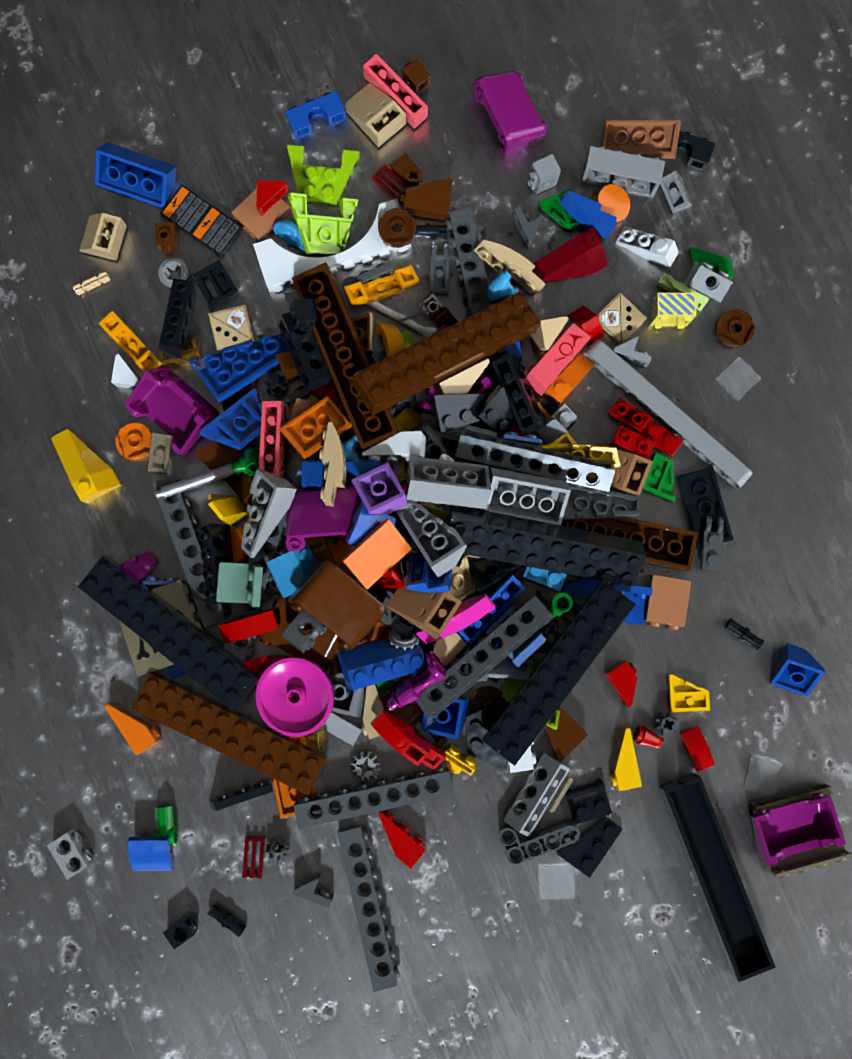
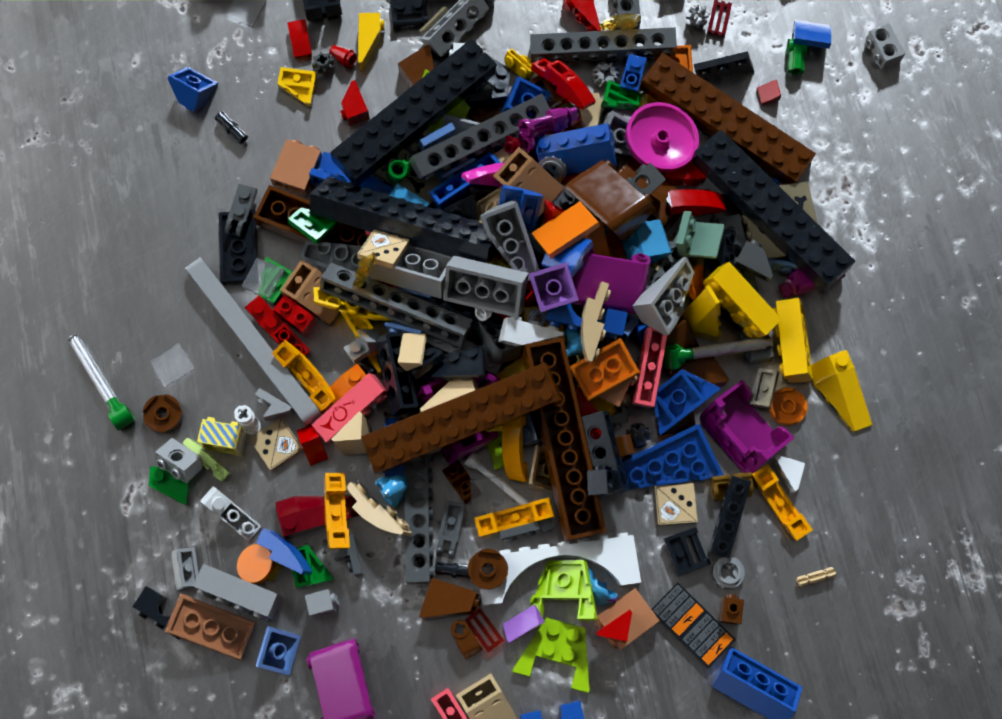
camera: 165 degrees left, 10 degrees down
(103, 236) = (799, 622): tan slope -> none
(133, 500) = (794, 341): none -> yellow brick
(136, 731) = (813, 136): orange slope -> none
(183, 570) = (754, 260): none -> dark grey slope
(189, 521) = (742, 301): none -> yellow brick
(190, 777) = (769, 92): none -> slope
(336, 768) = (633, 72): none -> blue slope
(346, 739) = (620, 98): none -> green wing
(356, 190) = (522, 623): none -> medium lavender slope
(356, 826) = (622, 20): none -> clear yellow slope
(448, 653) = (512, 144): none -> dark red plate
(508, 413) = (412, 350): none -> tan slope
(548, 257) = (336, 511): none -> light orange slope
(558, 506) = (386, 247): none -> tile
(573, 478) = (366, 265): none -> clear yellow slope
(574, 132) = (278, 651): none -> medium blue slope
(606, 387) = (306, 373): none -> light orange slope
(638, 529) = (311, 225): none -> green wing
(653, 325) = (247, 419): none -> white piece
(672, 477) = (263, 278): none -> clear piece
(774, 319) = (118, 412): none -> piece

